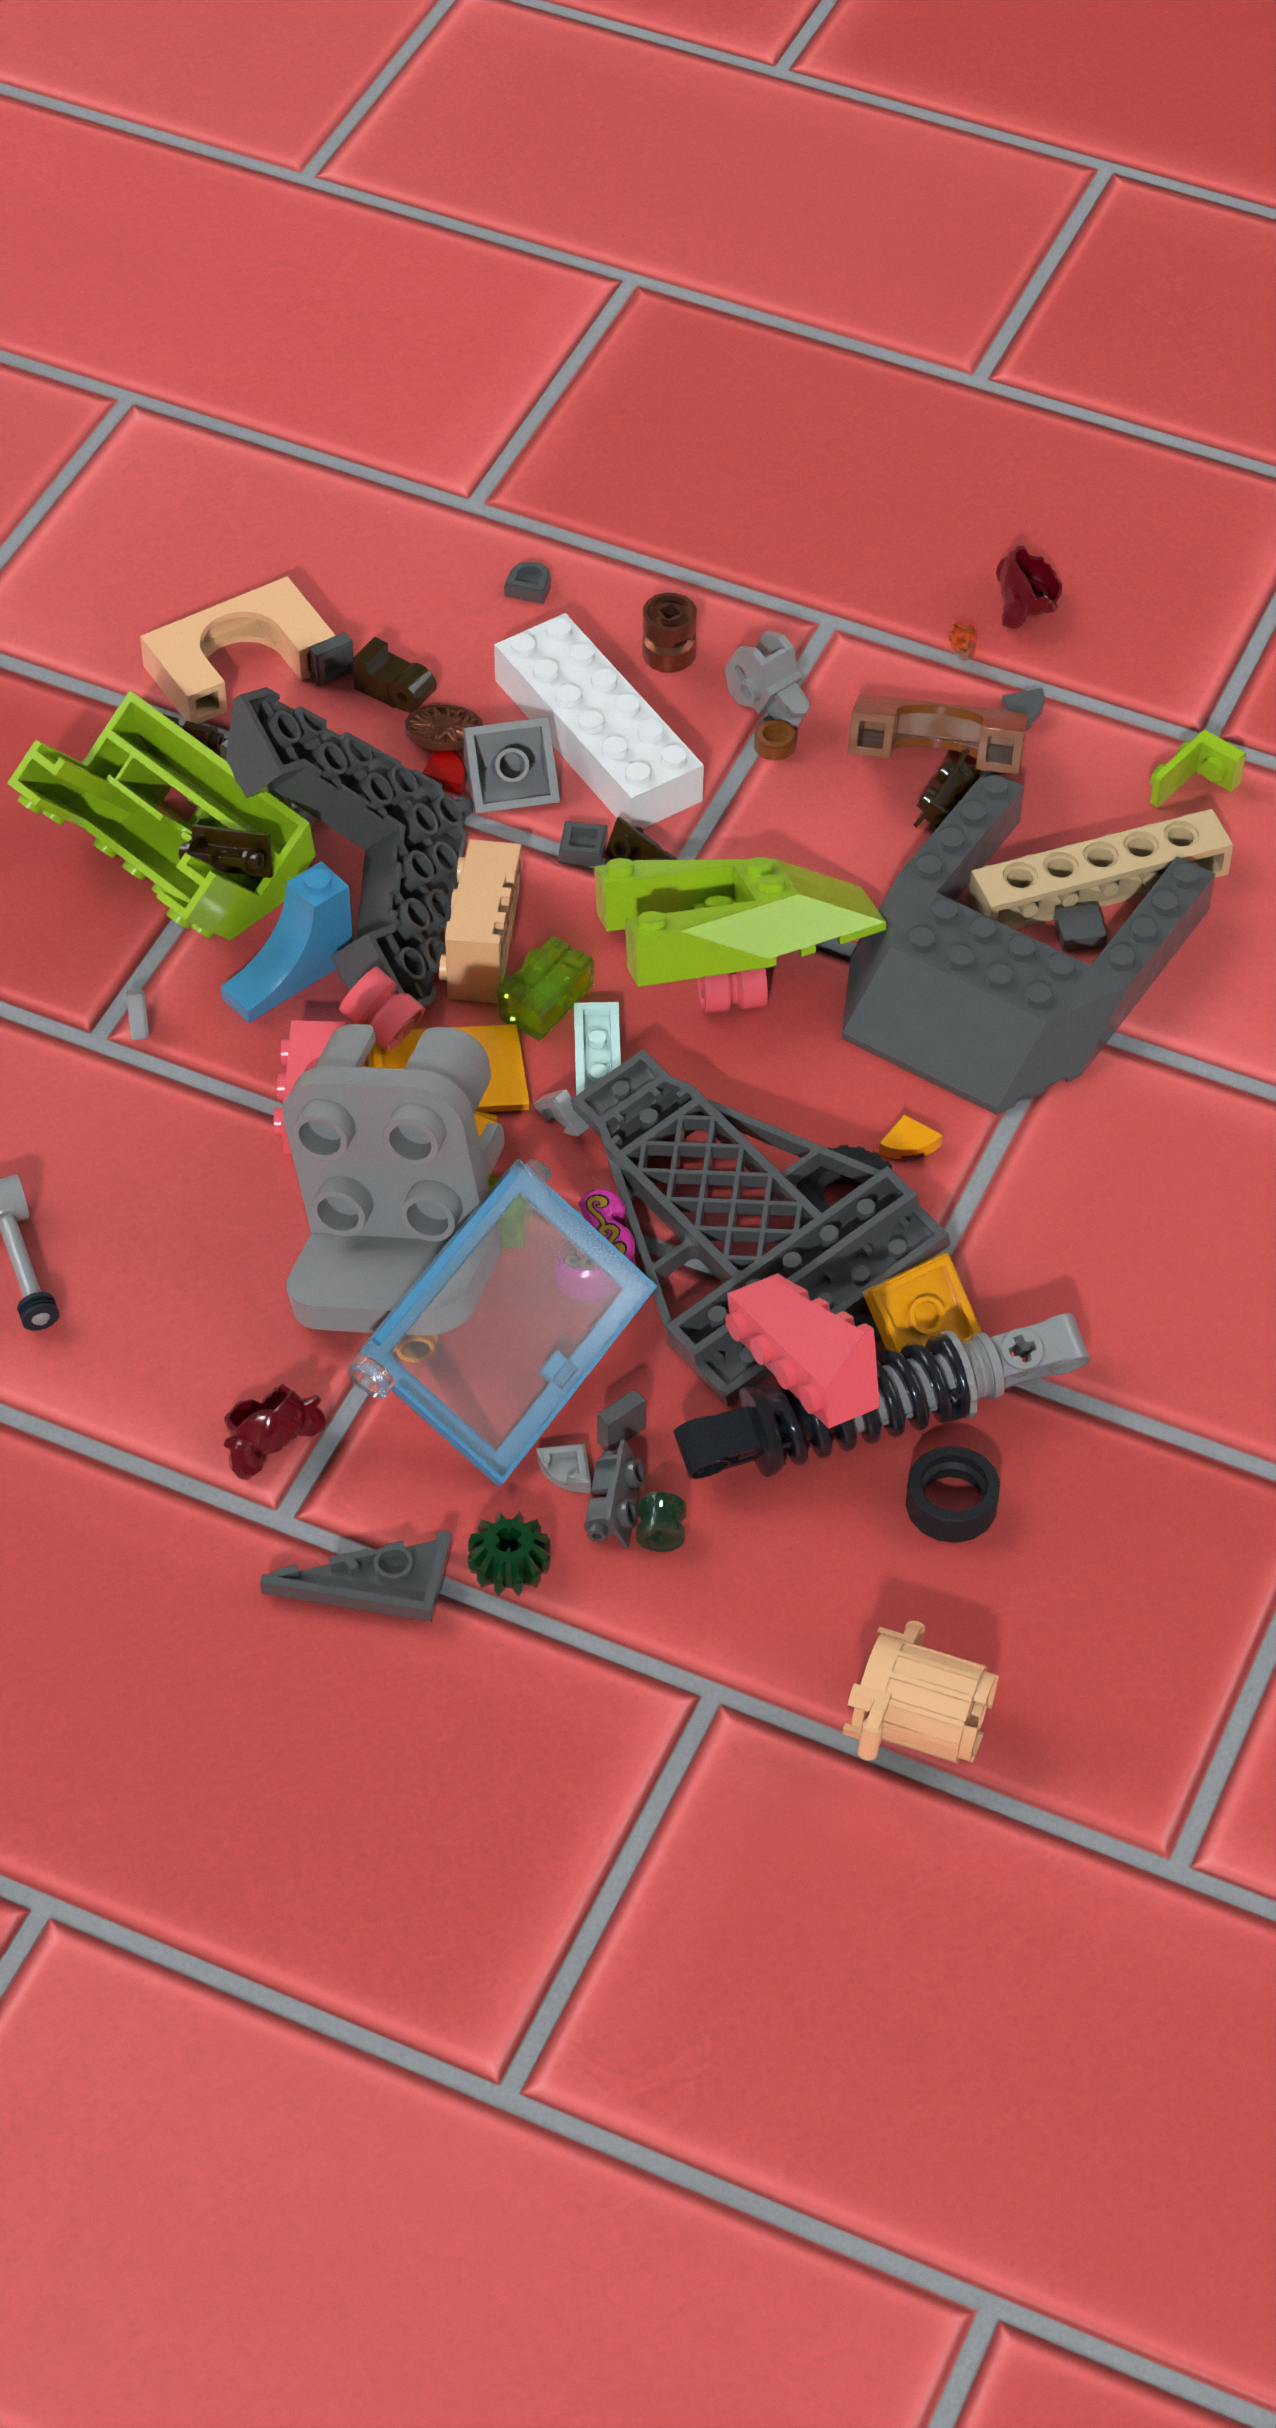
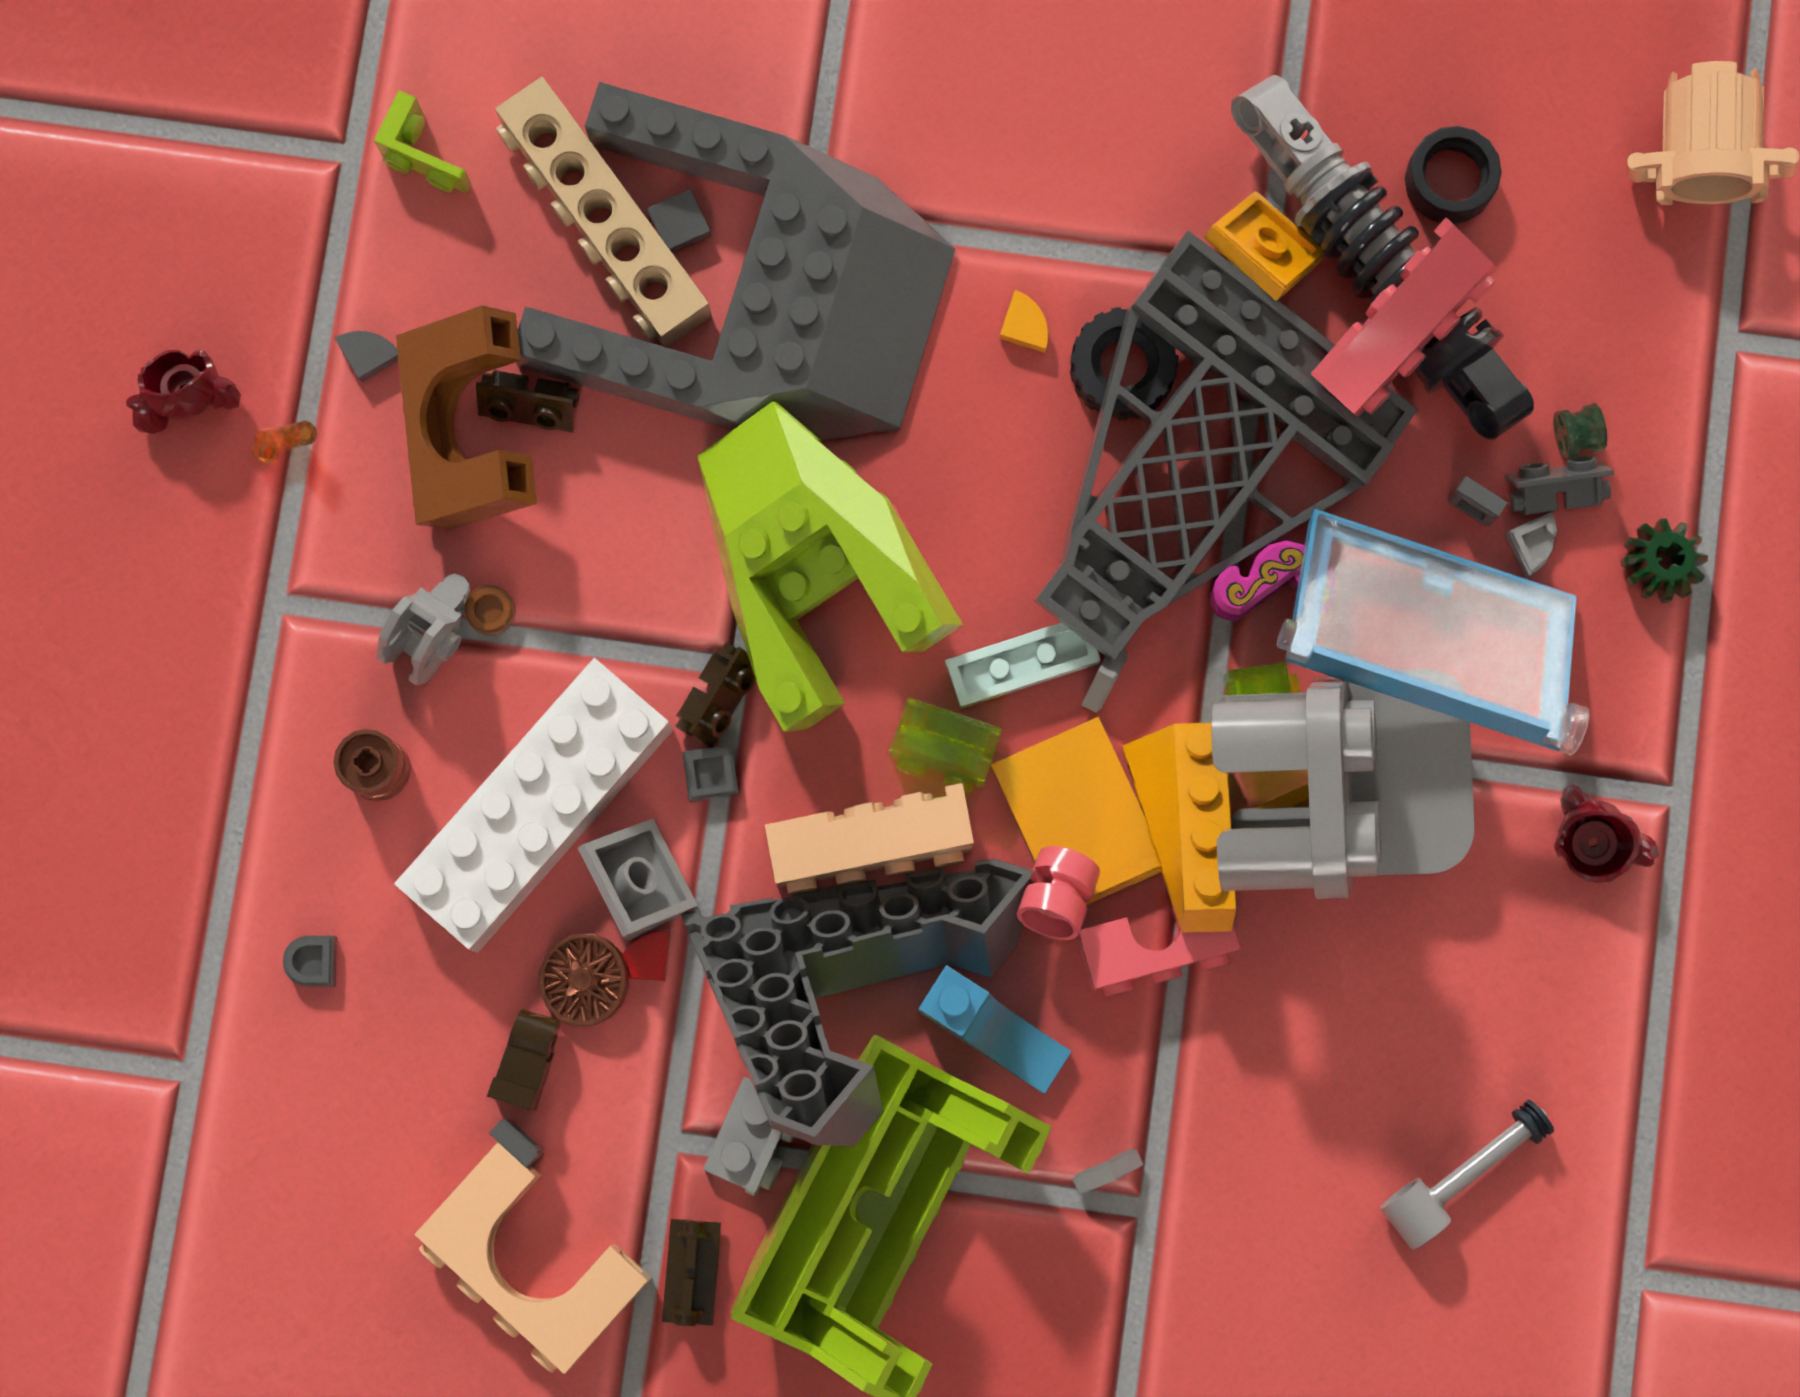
camera: 105 degrees left, 30 degrees up
(231, 850) = (930, 1098): dark brown hinge -> none
(381, 1581) = (1729, 670): dark grey wing -> none

